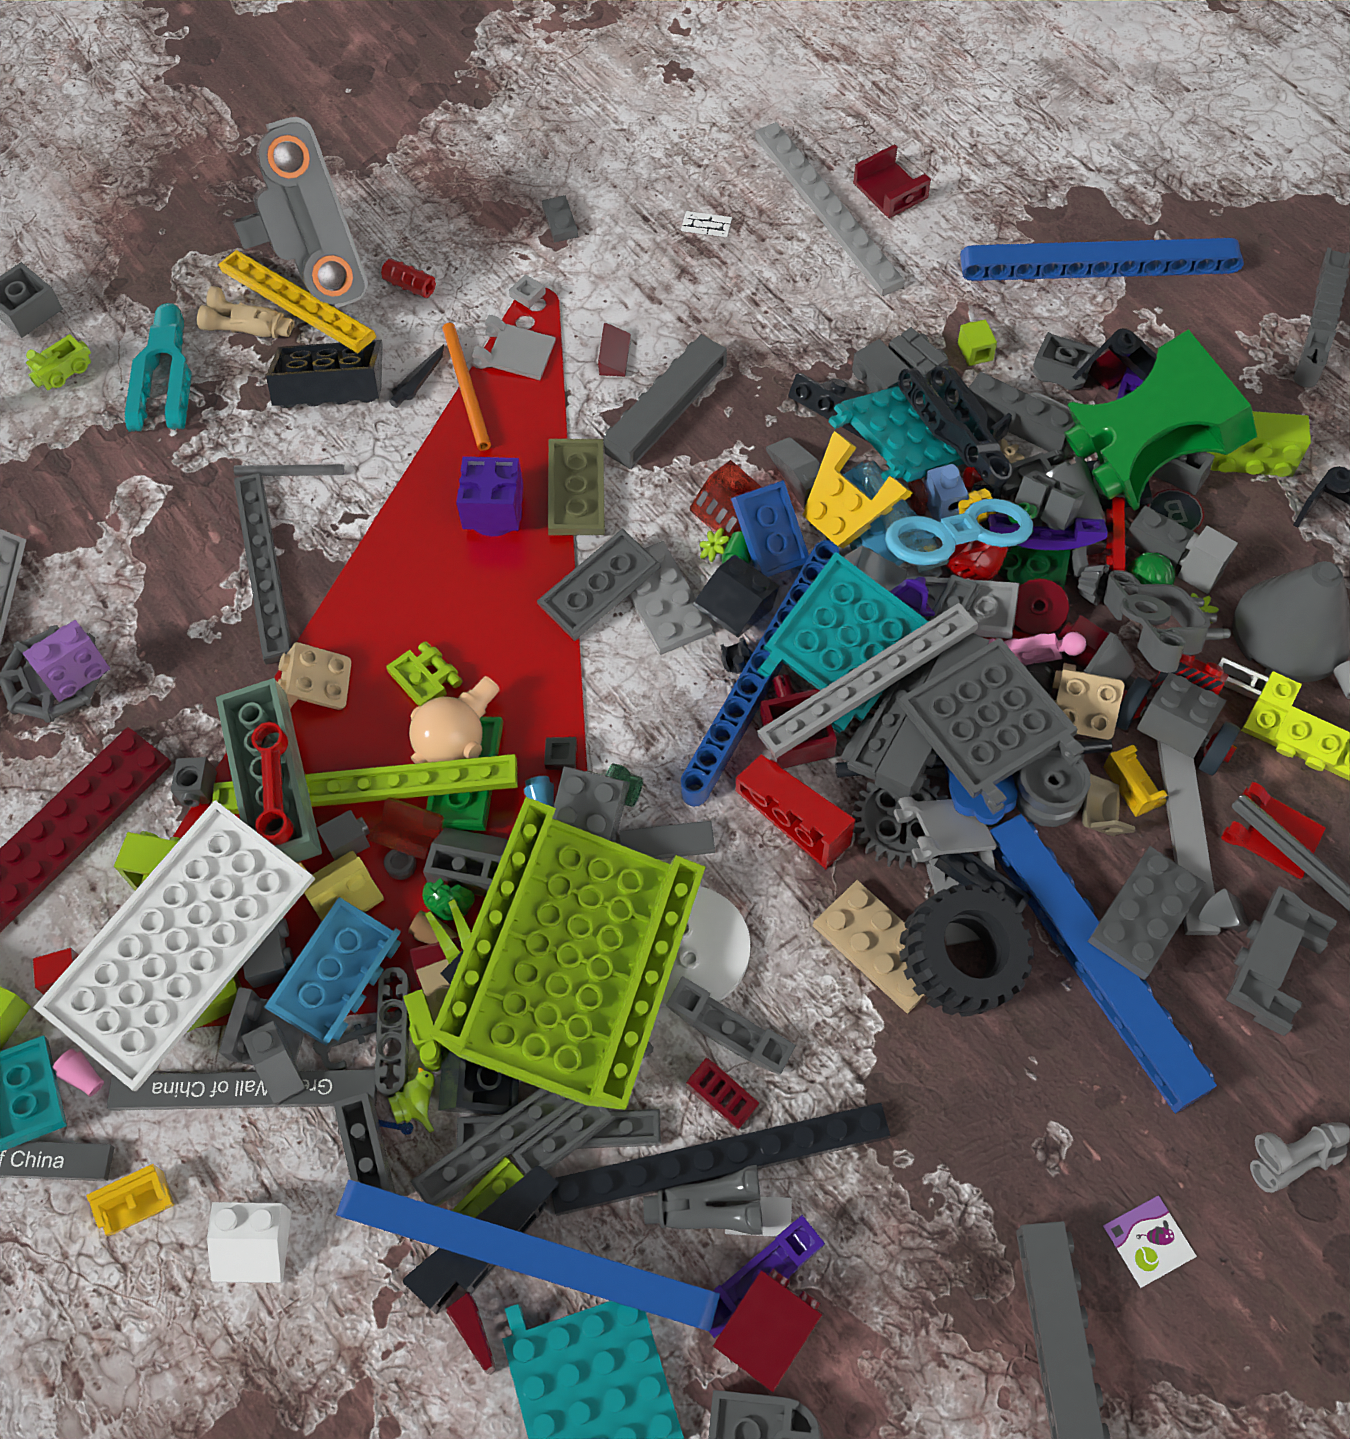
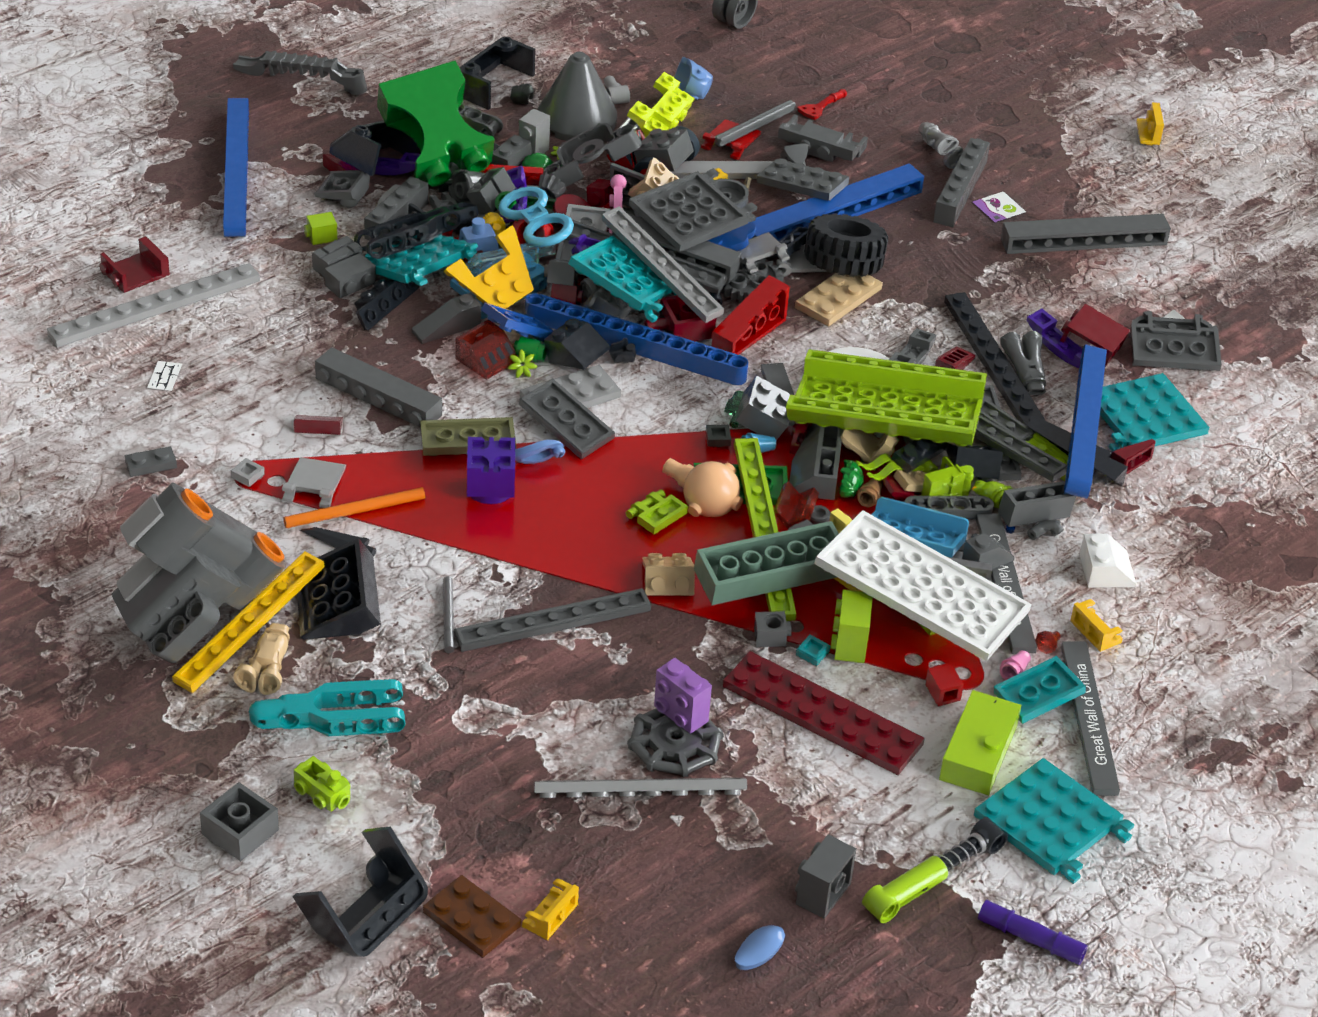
camera: 100 degrees left, 20 degrees down
(117, 1127) = (1047, 641): none -> clear red rock
(164, 826) = (813, 650): none -> teal tile
(272, 783) = (788, 538): red piece -> none
(339, 1170) = (1042, 527): none -> dark grey arm
(539, 553) = (539, 452): none -> medium blue arm
(1194, 1177) = (961, 182): none -> dark grey brick
(1243, 496) = (481, 121): none -> dark grey piece
(1333, 553) = (522, 93): none -> pearl dark grey arm

